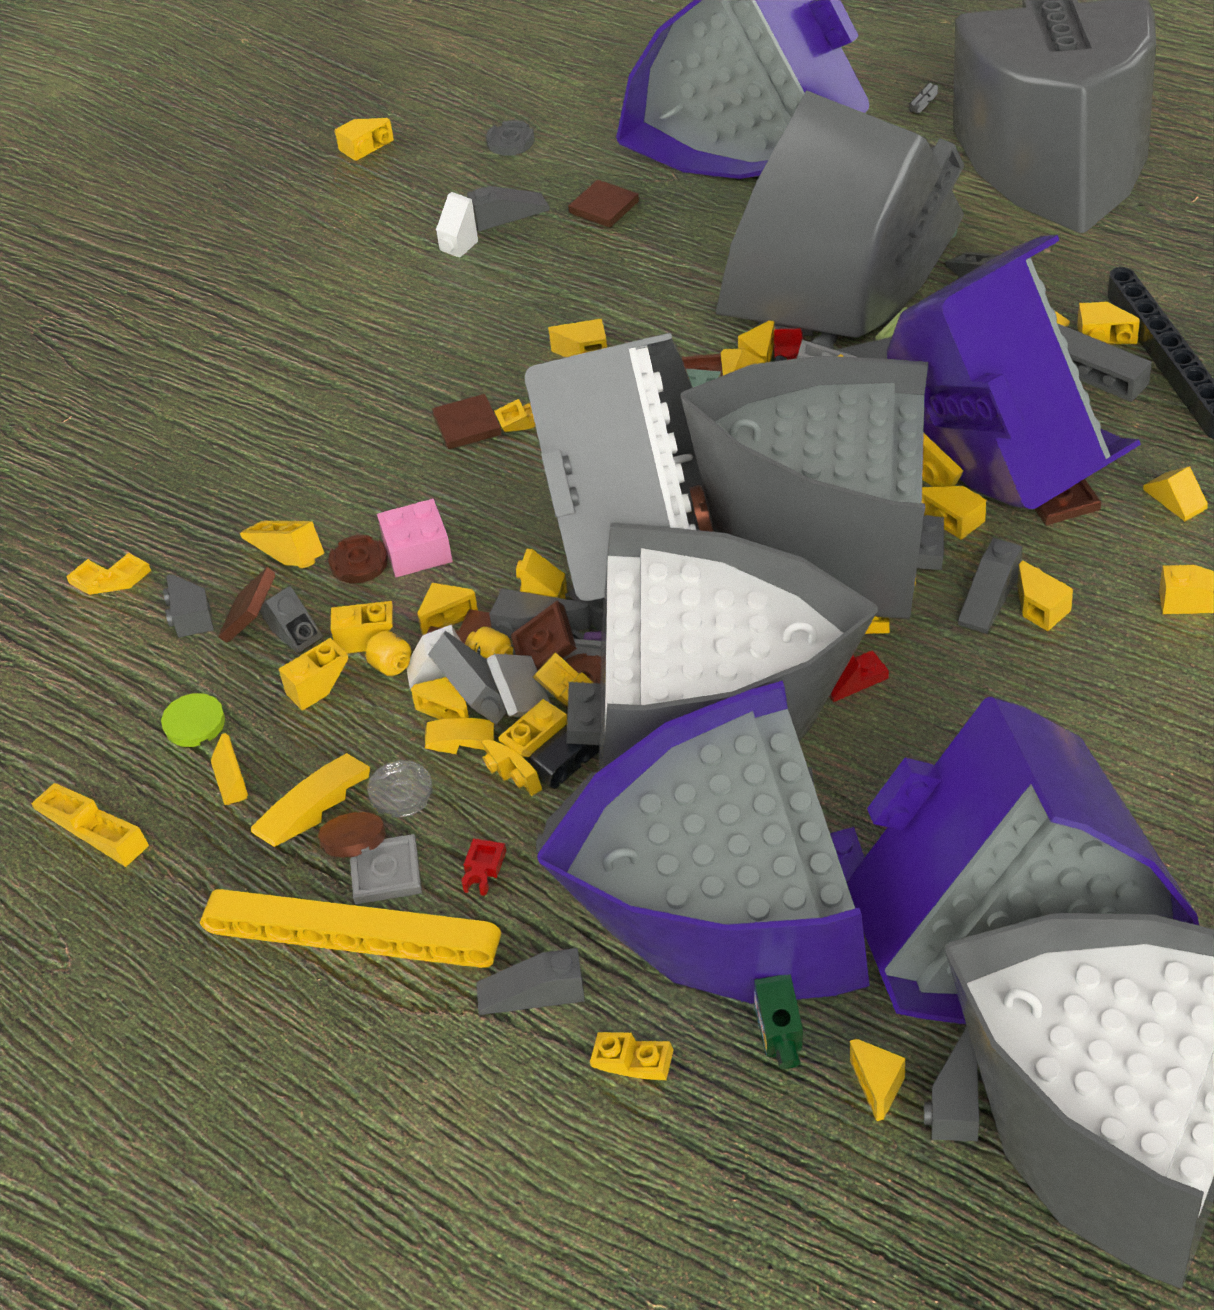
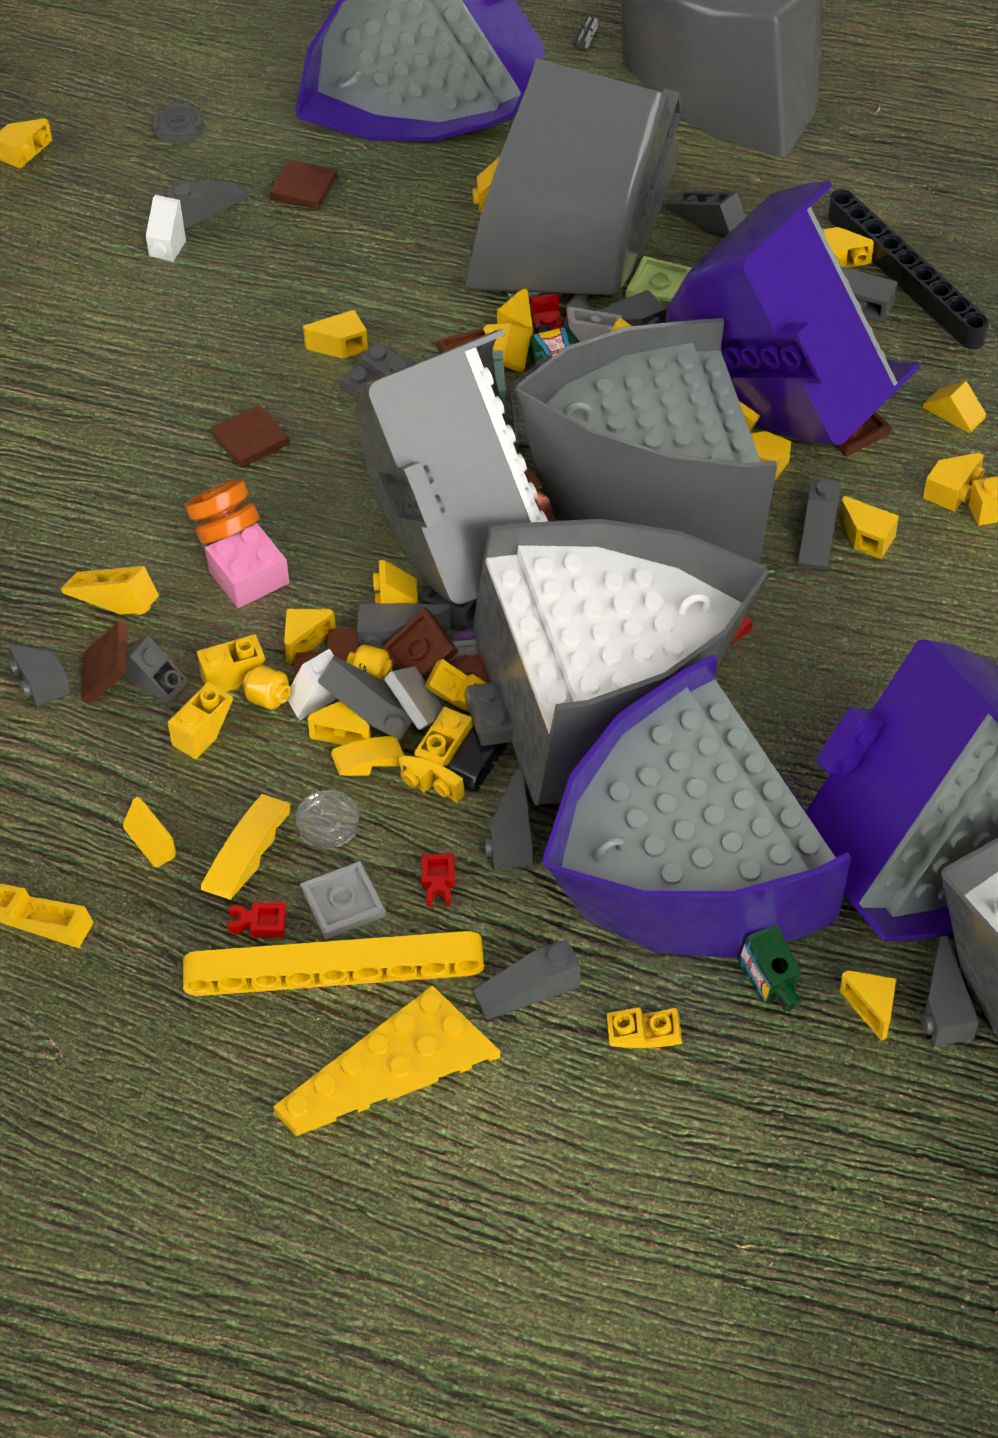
camera: 20 degrees left, 5 degrees up
(193, 719) = (89, 788): lime tile -> none
(300, 874) = (264, 919): none -> red plate
(351, 833) = (300, 872): copper tile -> none
(358, 559) = (193, 596): copper tile -> none
(375, 1035) = (394, 1059): none -> yellow wing
(405, 482) = (222, 511): none -> orange wheel
(515, 416) = (307, 422): yellow slope -> none
(1142, 562) = (952, 480): none -> yellow slope

